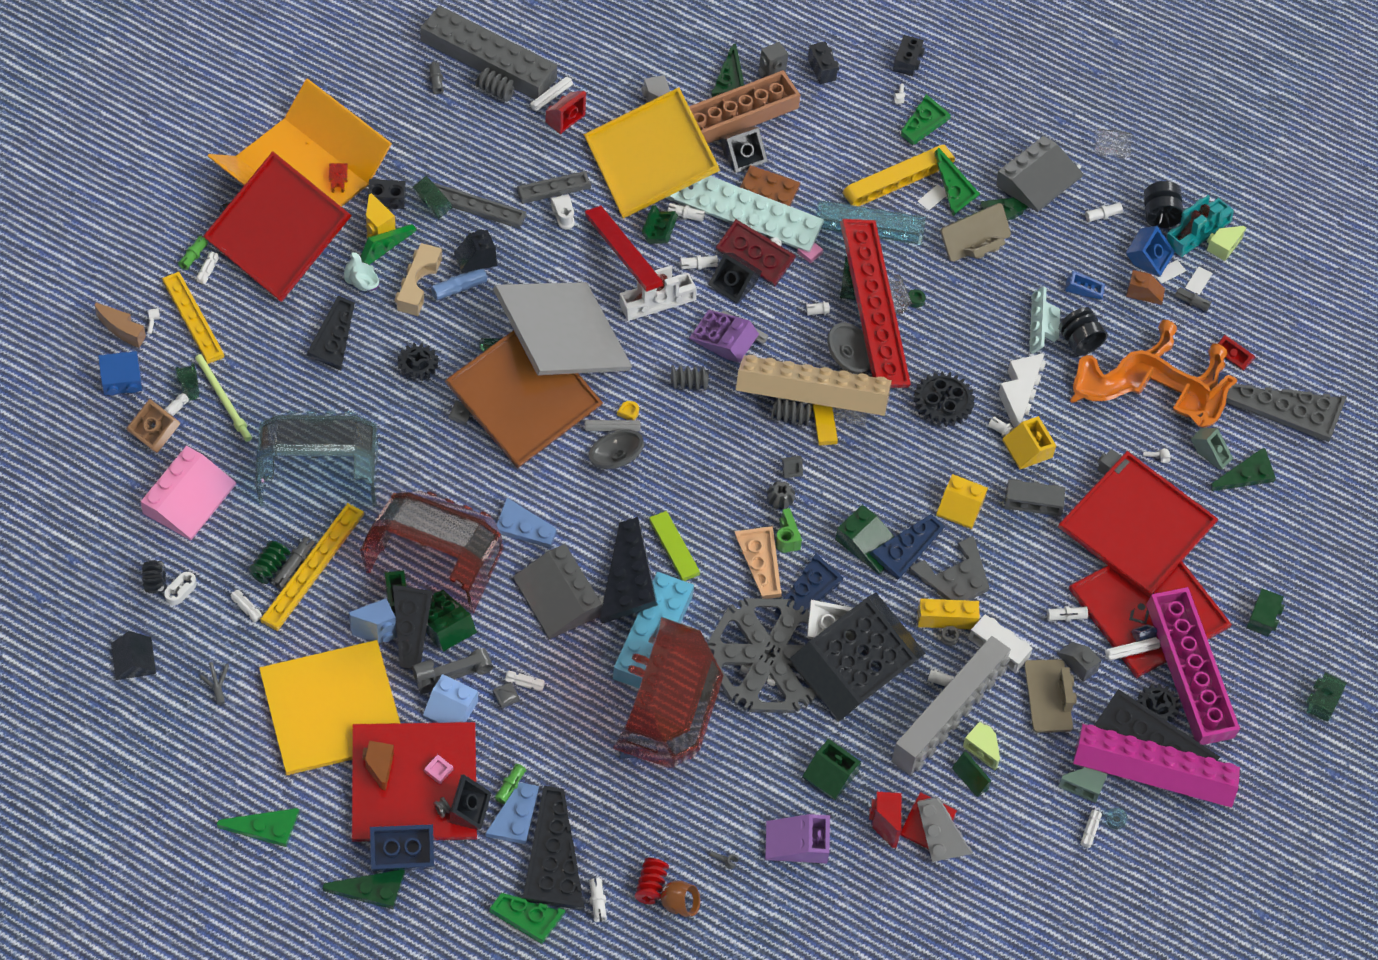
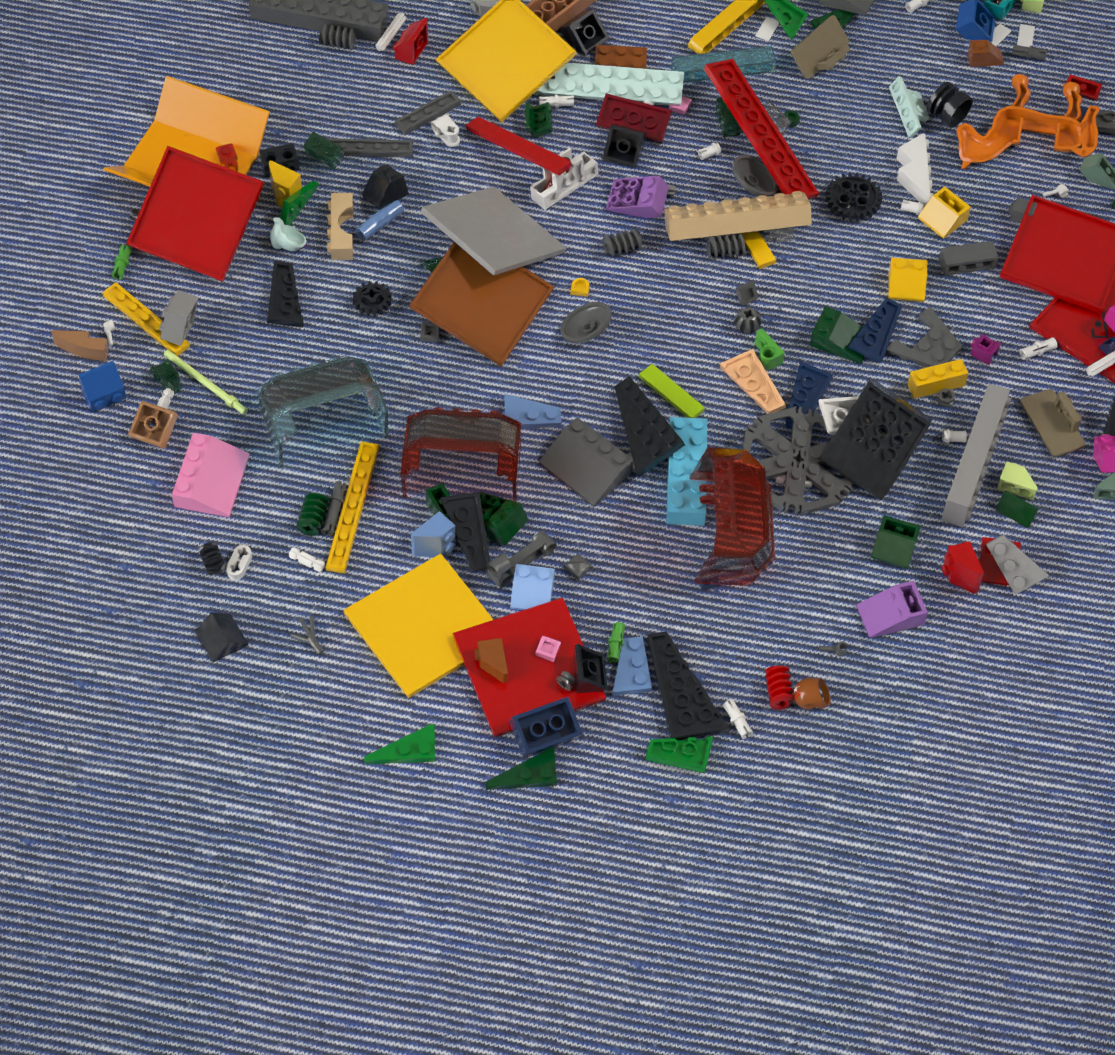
camera: 15 degrees left, 0 degrees up
(207, 267) = (140, 272): white axle -> none
(220, 326) = (178, 317): none -> light grey brick
(436, 78) = (279, 46): dark grey axle -> none
(525, 681) = (590, 549): white axle -> none
(612, 425) = (570, 304): light grey axle -> none
(699, 262) = (587, 141): white pin -> none
(989, 627) = (977, 384): white brick -> none
(1009, 602) = (984, 348): none -> magenta window
(1073, 286) = (926, 67): blue slope -> none
(1080, 660) = (1067, 381): dark grey slope -> none

